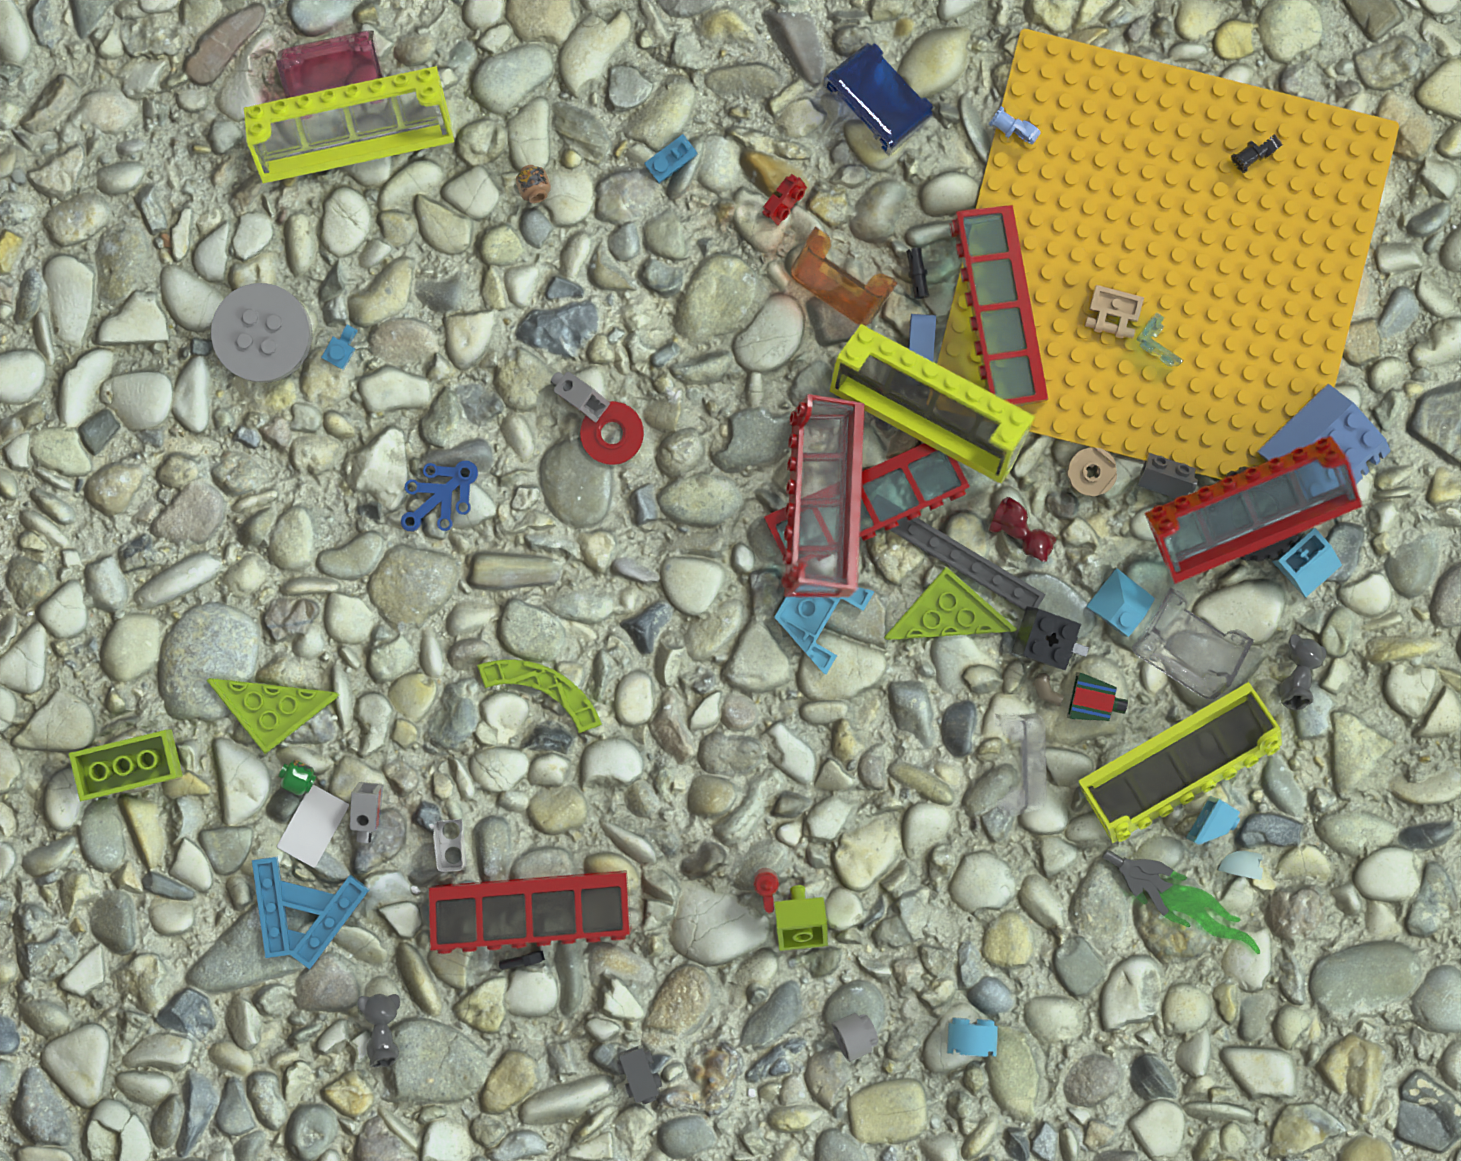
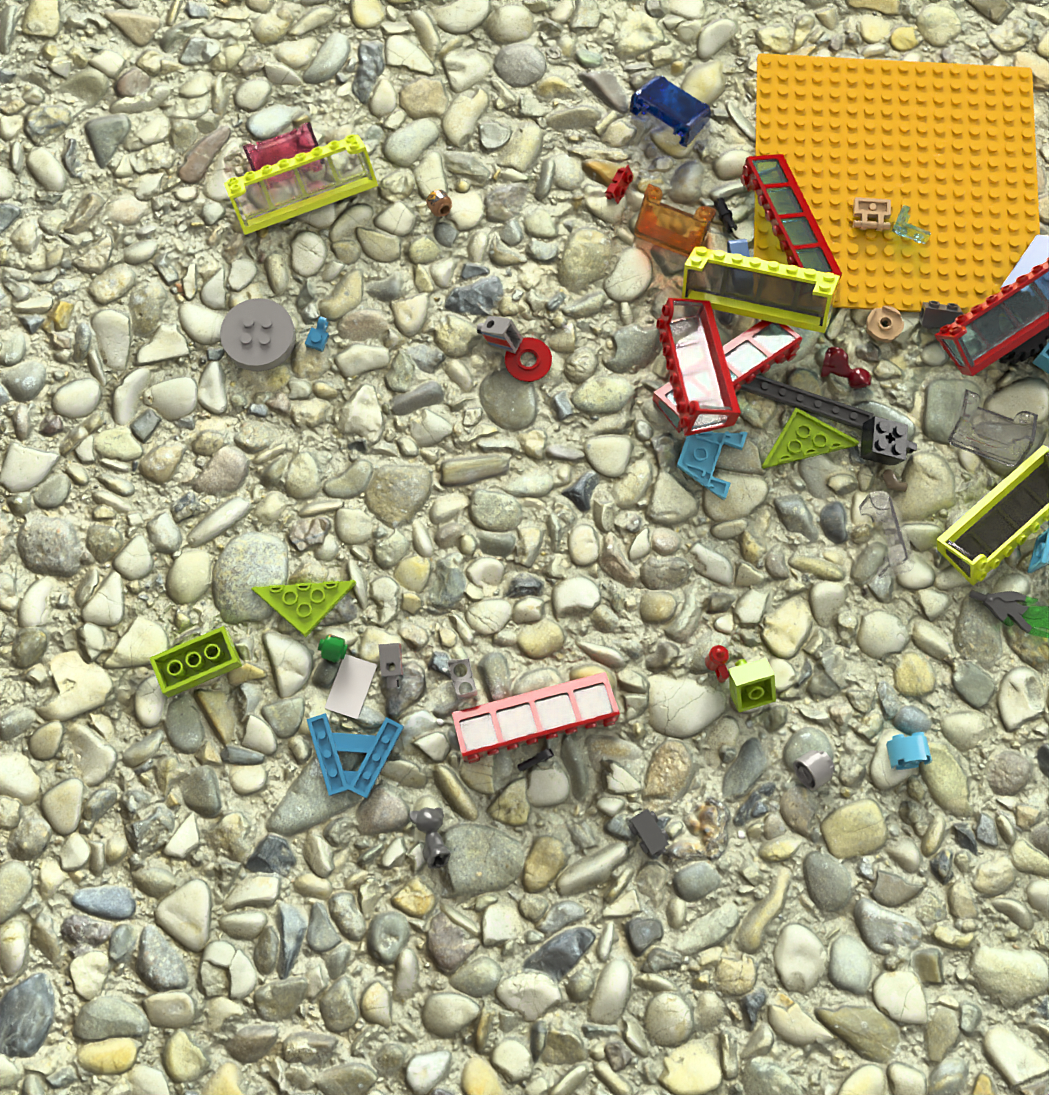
camera: 10 degrees left, 15 degrees down
(442, 492) = (408, 422): blue plant -> none
(547, 681) = (513, 543): lime tile -> none
(671, 158) = (533, 173): dark azure plate -> none
(1009, 125) = (771, 109): light blue connector -> none
(1094, 699) = (930, 480): torso -> none
(1121, 603) = (930, 411): medium azure slope -> none
(1253, 153) = (940, 97): black connector -> none

